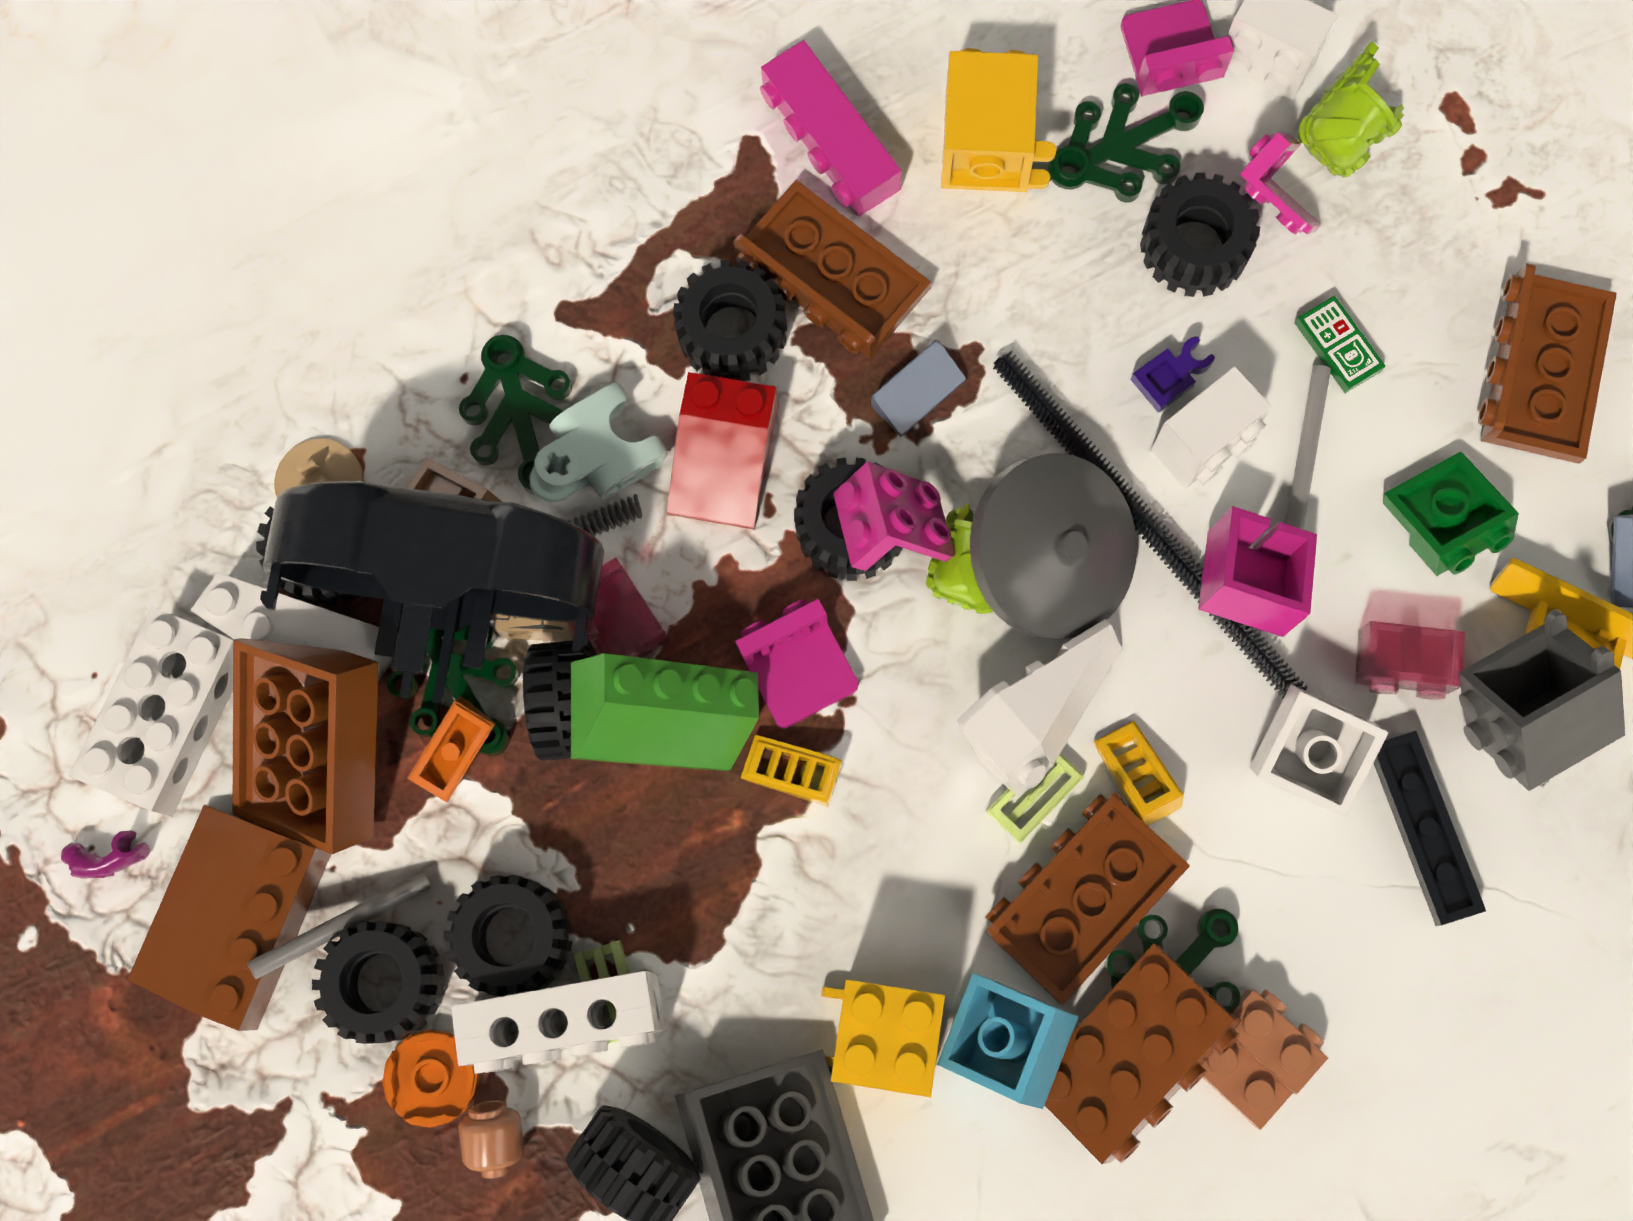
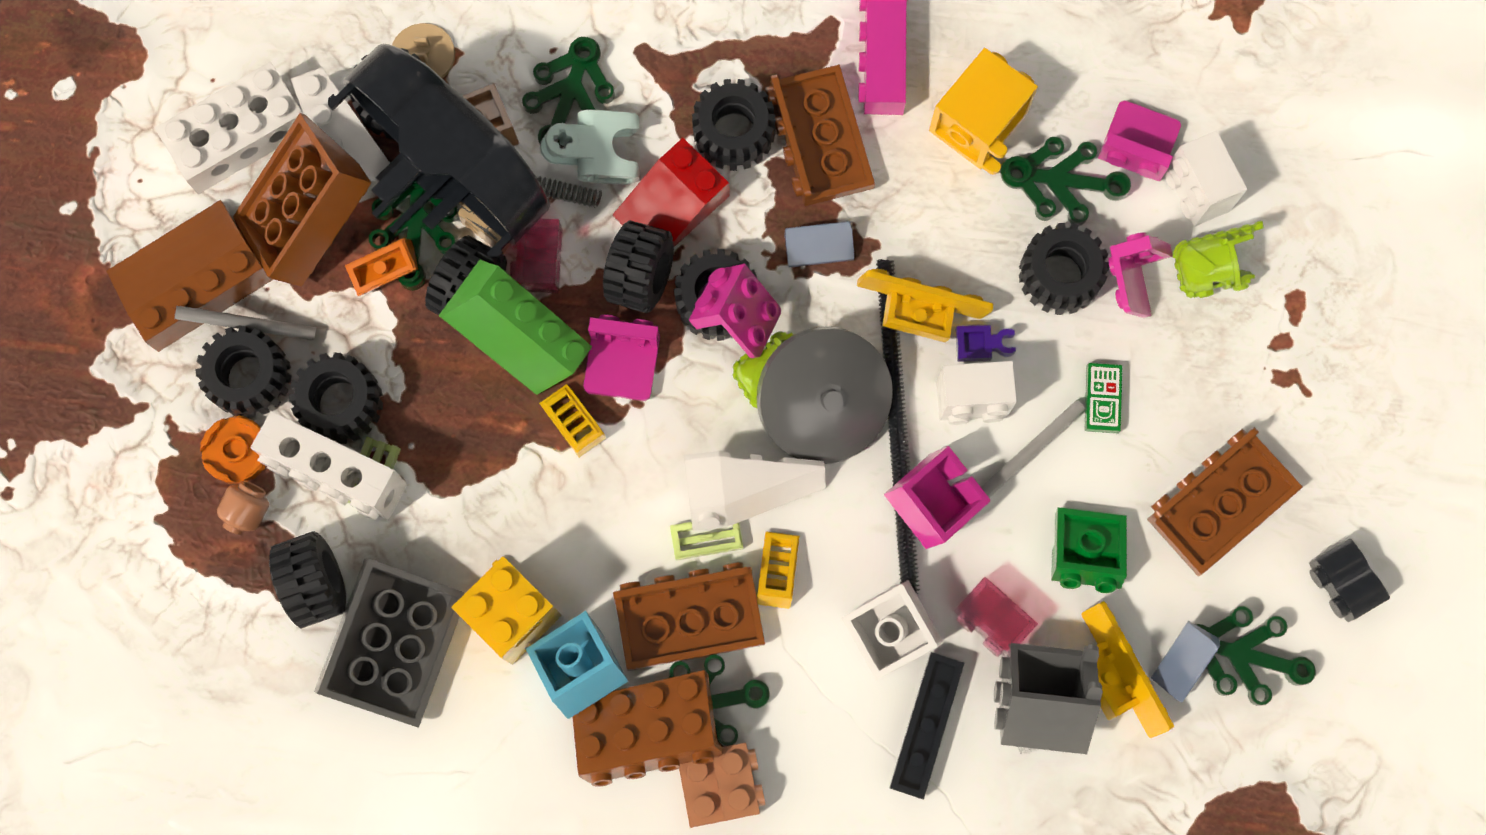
camera: 30 degrees right, 0 degrees up
(89, 865) = (153, 197): magenta piece -> none
(745, 547) = (638, 266): none -> black tyre
(1082, 380) = (920, 307): none -> yellow bracket

